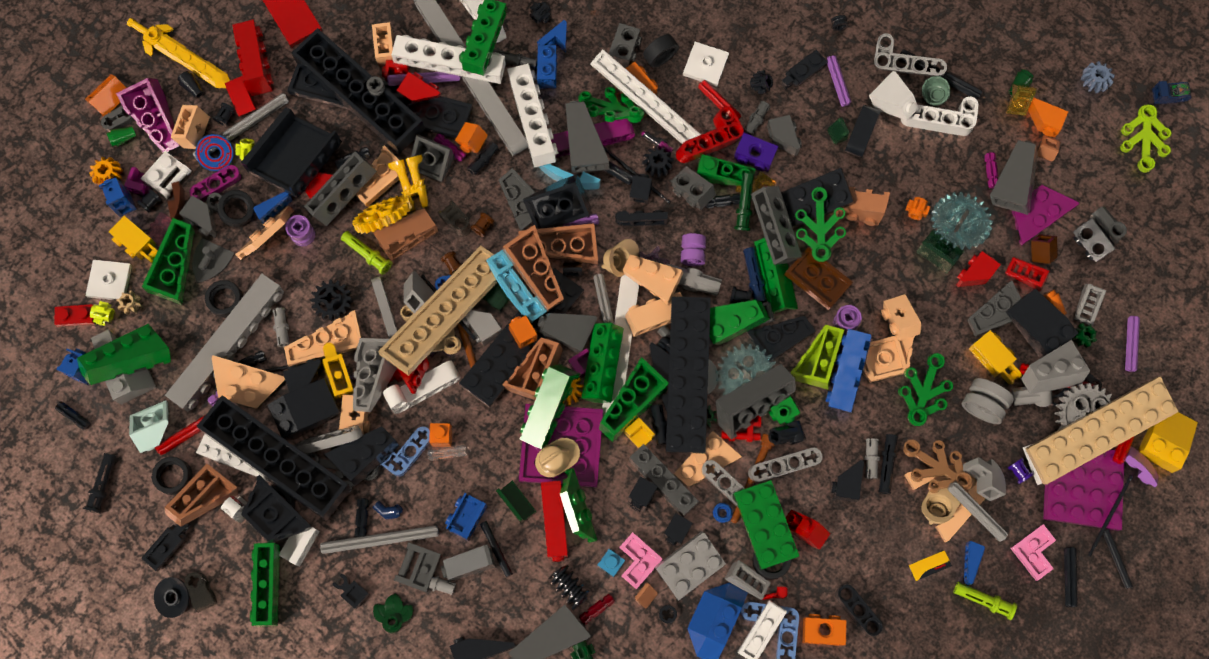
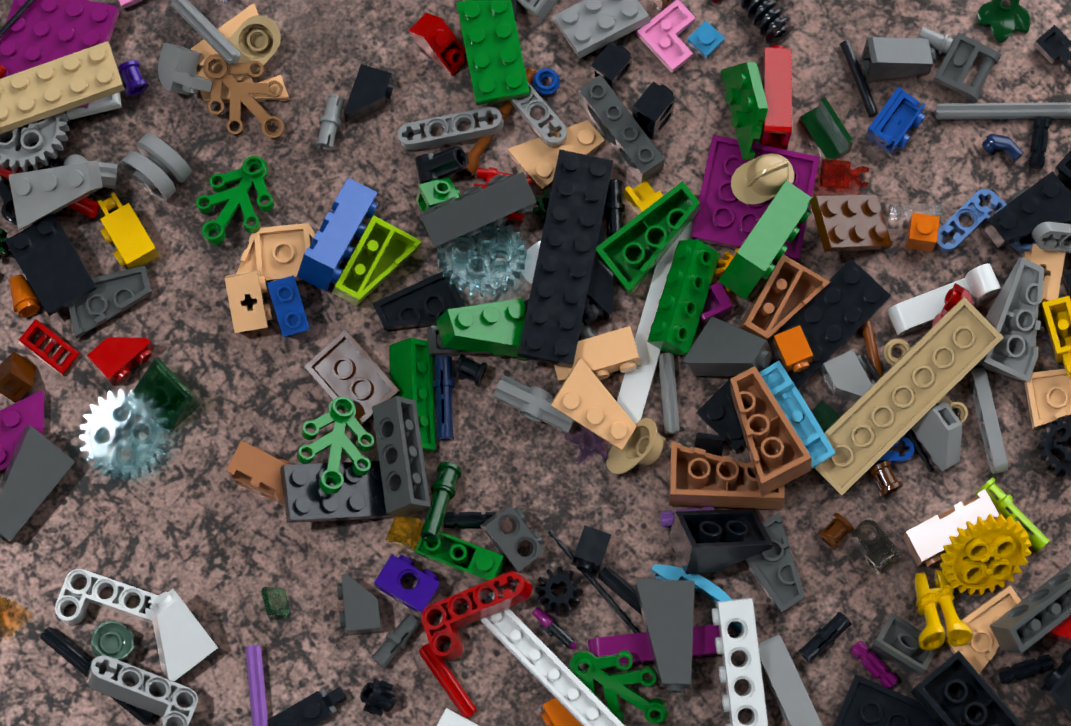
camera: 175 degrees left, 0 degrees up
(471, 138) = (840, 668): orange brick -> none
(492, 430) = (850, 222): none -> plate
(504, 471) = (839, 173): none -> clear red plate
(640, 218) = (598, 506): black hinge -> none
(693, 249) = (528, 441): medium lavender wheel -> none
(847, 318) = (325, 310): medium lavender wheel -> none
(862, 131) = (238, 597): black beam -> none
(873, 318) = (288, 305): none -> blue hinge
(889, 455) = (305, 122): black pin -> none
(917, 208) = (184, 461): orange gear -> none
(991, 169) = (58, 510): magenta axle -> none

